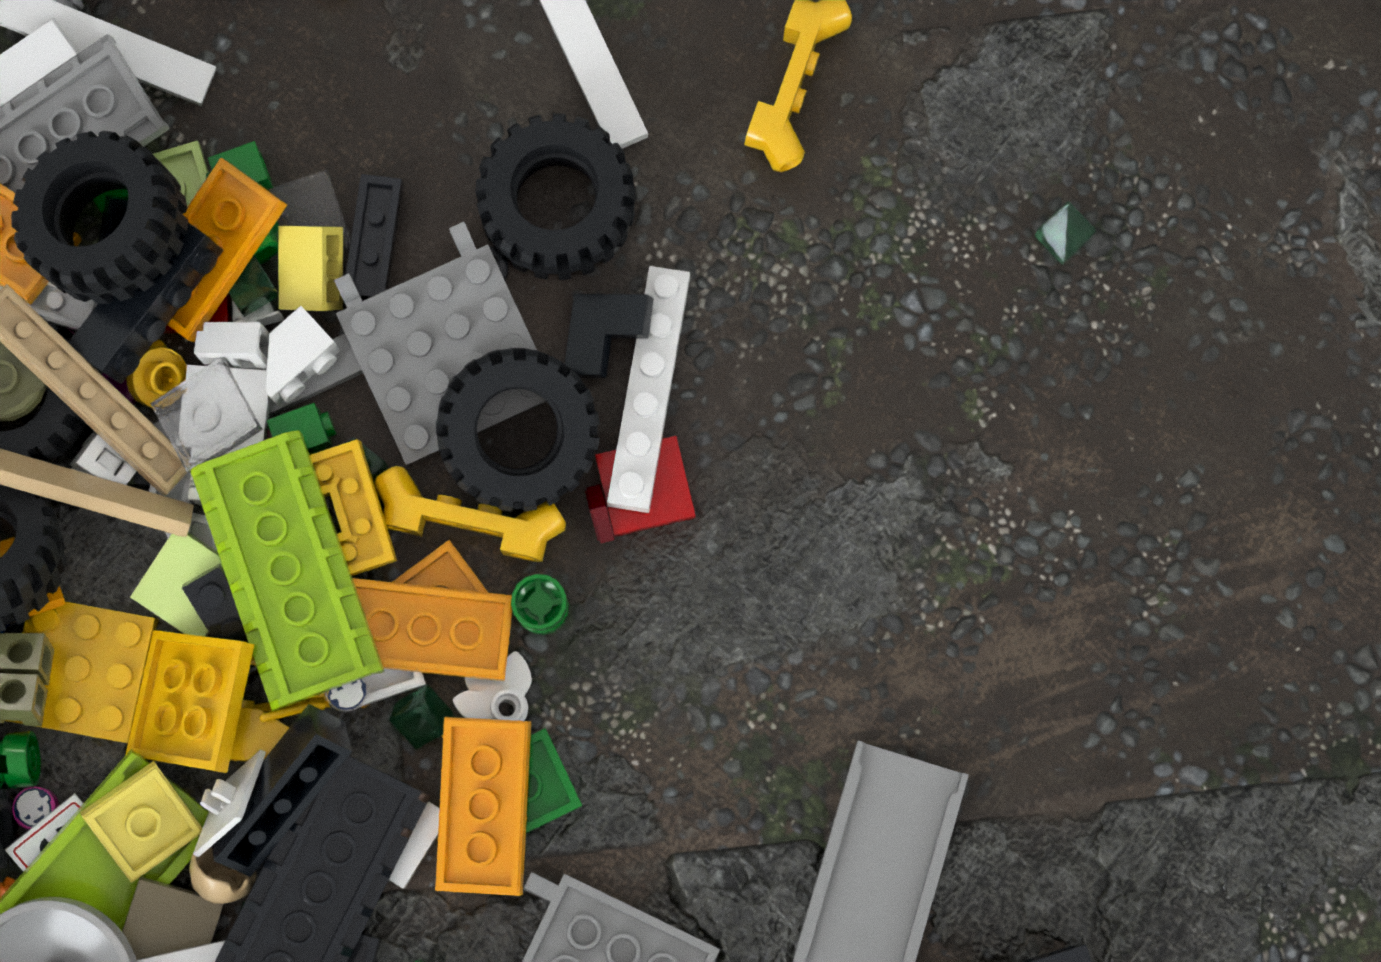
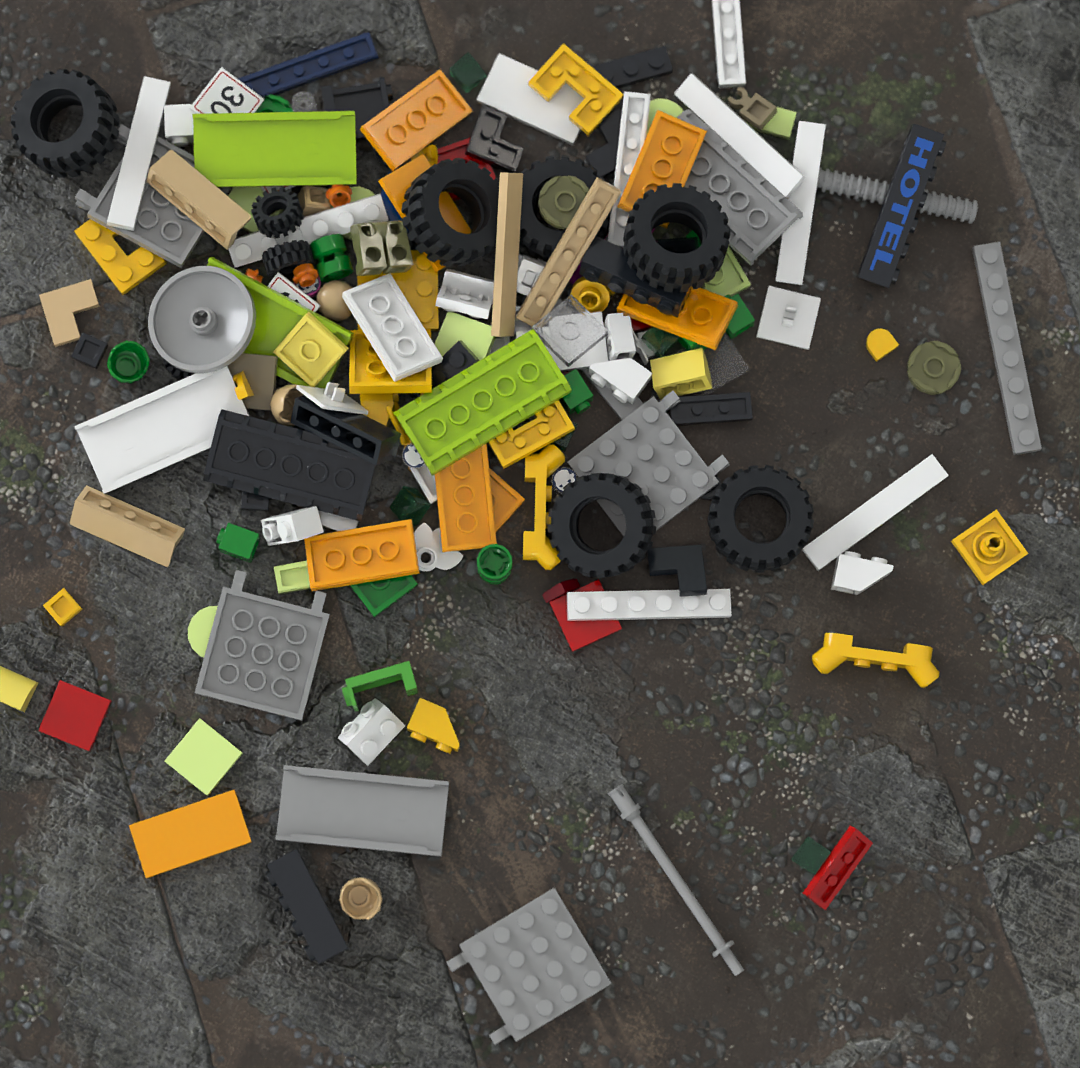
camera: 75 degrees right, 0 degrees up
(20, 807) = (305, 275): none -> orange plate
(72, 767) = (331, 300): none -> tan hair
(111, 563) = (466, 294): none -> white bracket
(136, 686) = (392, 327): none -> white tile
(181, 941) = (243, 387): none -> yellow tile
(260, 99) = (788, 317): none -> white piece
(414, 905) = (292, 526): none -> white slope
(432, 476) = (562, 477): none -> tile
(493, 921) = (292, 577): none -> yellowish green tile
(667, 79) = (858, 574): none -> white slope
(680, 773) = (378, 678): none -> bright green panel
(756, 845) = (370, 731): none -> white bracket
(765, 745) = (433, 723): none -> yellow slope
(954, 477) = (631, 812): none -> light grey bar
(1011, 909) = (361, 898): none -> tan hair
(1090, 197) = (837, 867): none -> red plate
(1154, 671) = (533, 965): none -> light grey plate

